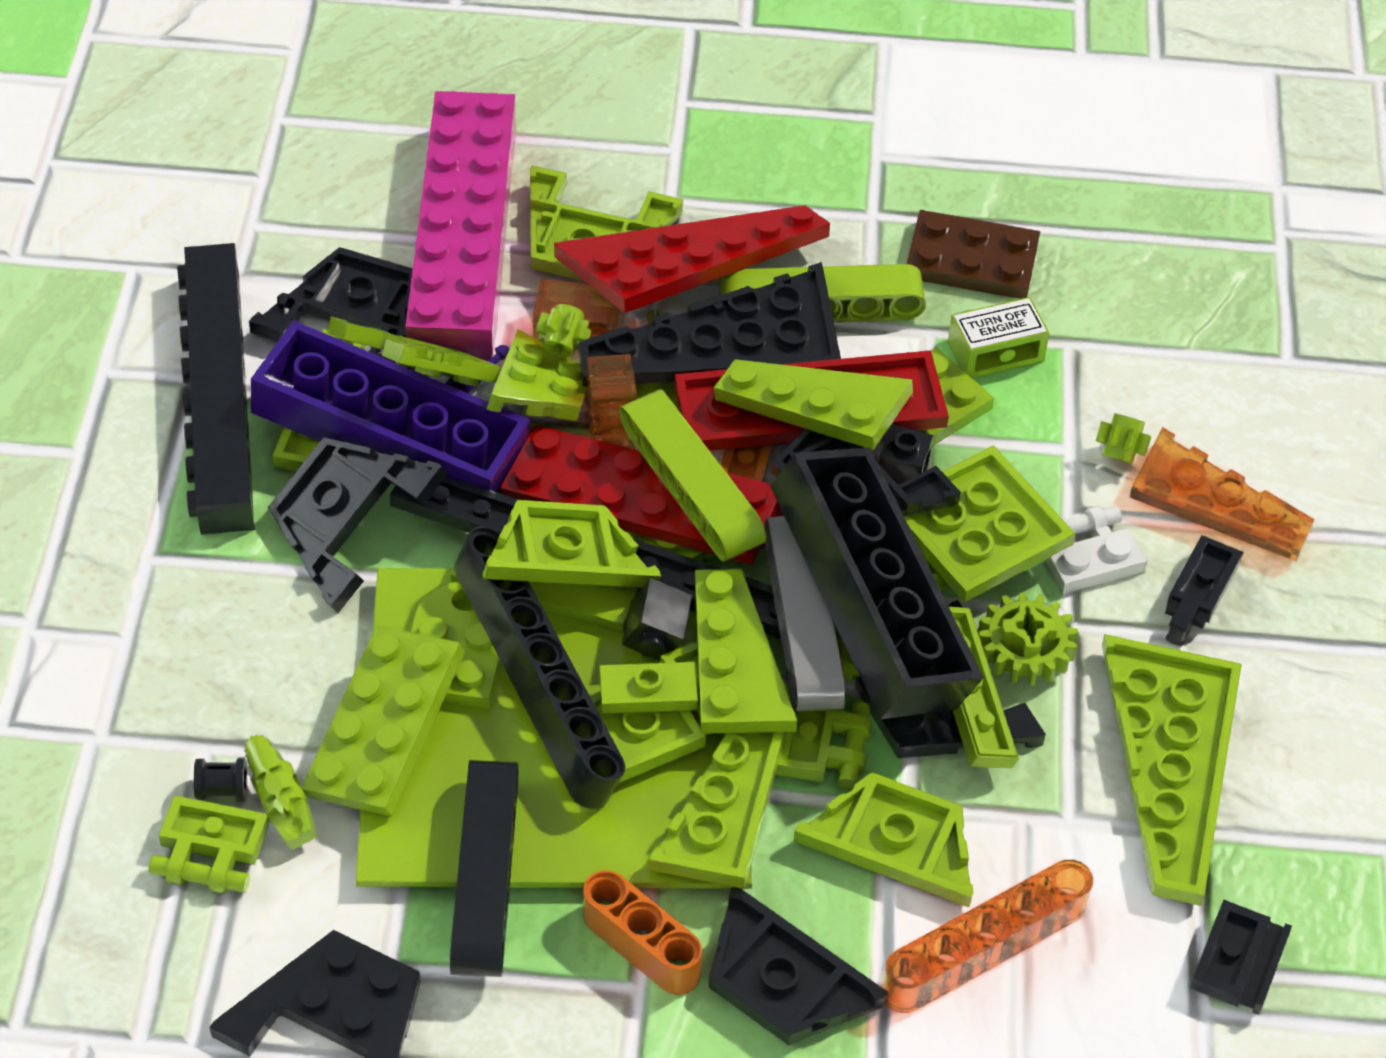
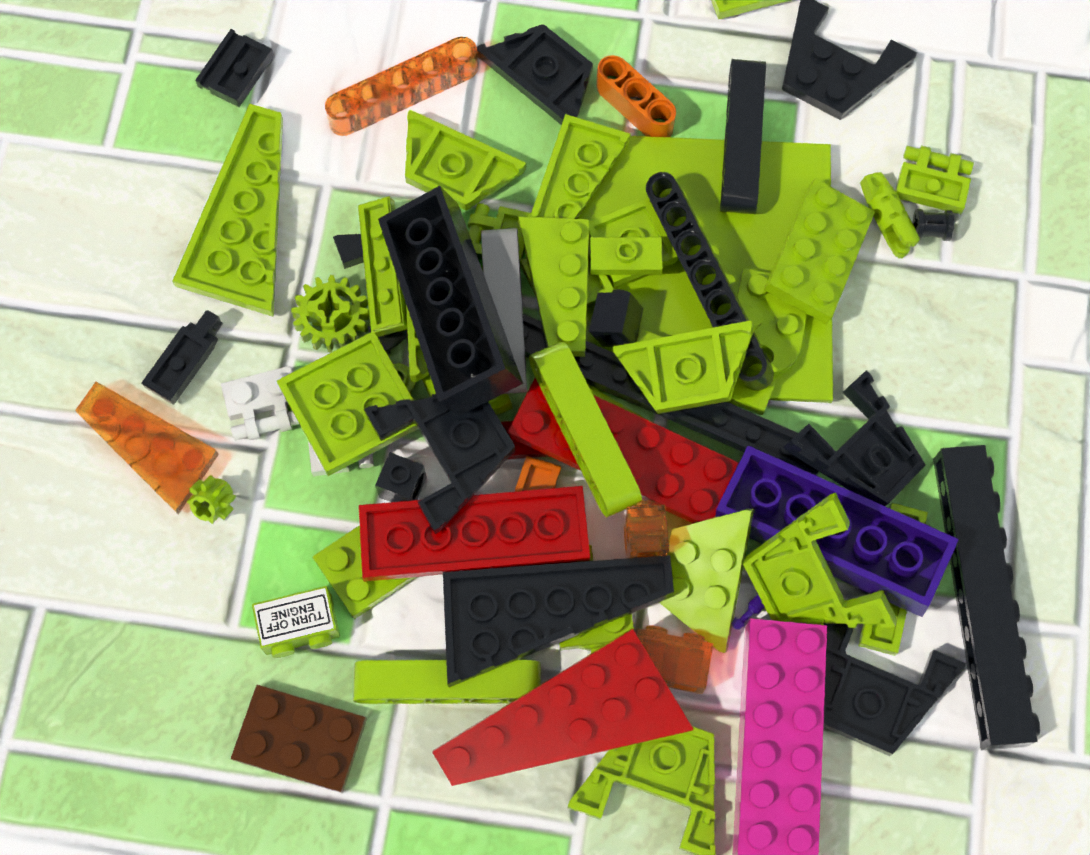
camera: 175 degrees left, 20 degrees up
(562, 330) = (686, 614): lime gear -> none
(825, 401) = (463, 498): lime wing -> none

